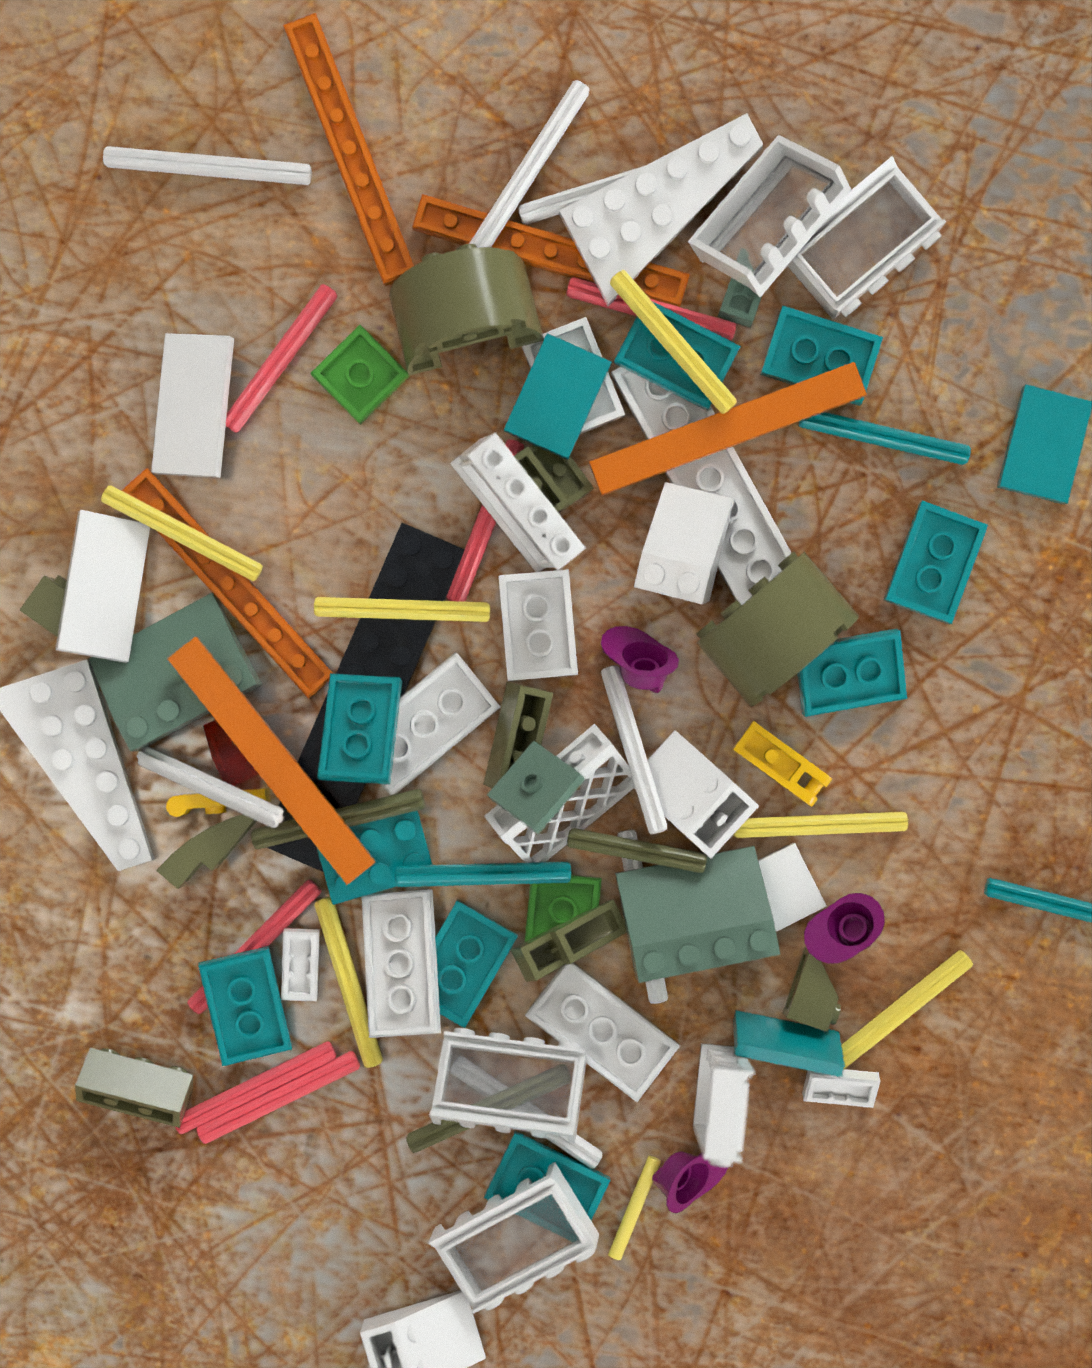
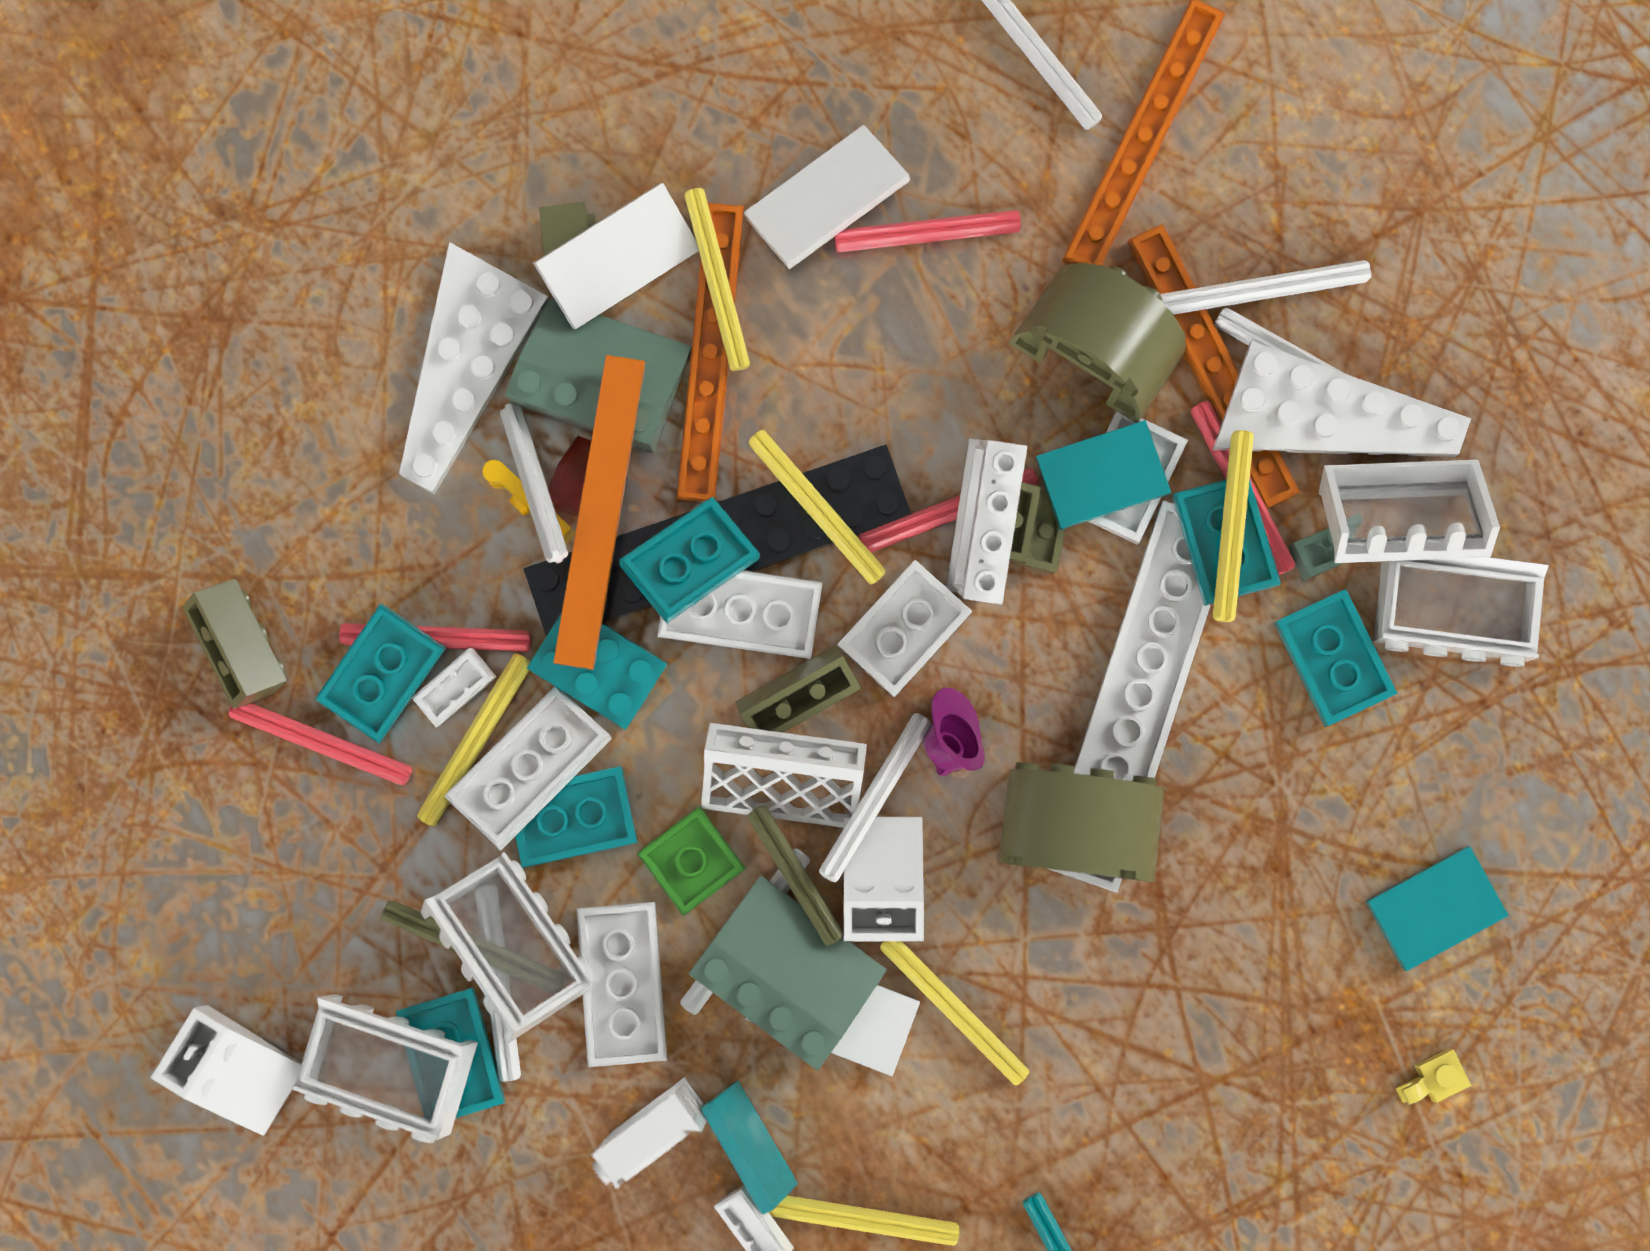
camera: 45 degrees right, 5 degrees down
(206, 848) = (483, 527): olive slope -> none
(278, 1097) = (329, 768): coral axle -> none
(352, 815) = (613, 617): olive axle -> none
(359, 374) = (973, 305): bright green tile -> none
(482, 874) = (661, 767): teal axle -> none
(536, 787) = (771, 742): sand green plate -> none
(569, 941) = (671, 888): olive slope -> none
(634, 1208) = (498, 1146): light yellow bar -> none
(684, 543) = (1080, 685): white slope -> none
(686, 1178) = (563, 1168): magenta piece -> none
(727, 429) = (1206, 636): orange tile -> none
(781, 763) = (975, 930): yellow plate -> none
(812, 995) = (808, 1132): olive slope -> none
(844, 928) = (887, 1107): magenta piece -> none
(854, 674) = (1103, 921): teal tile -> none
(888, 437) = (1319, 770): teal axle -> none
(935, 562) = (1256, 906): teal plate -> none

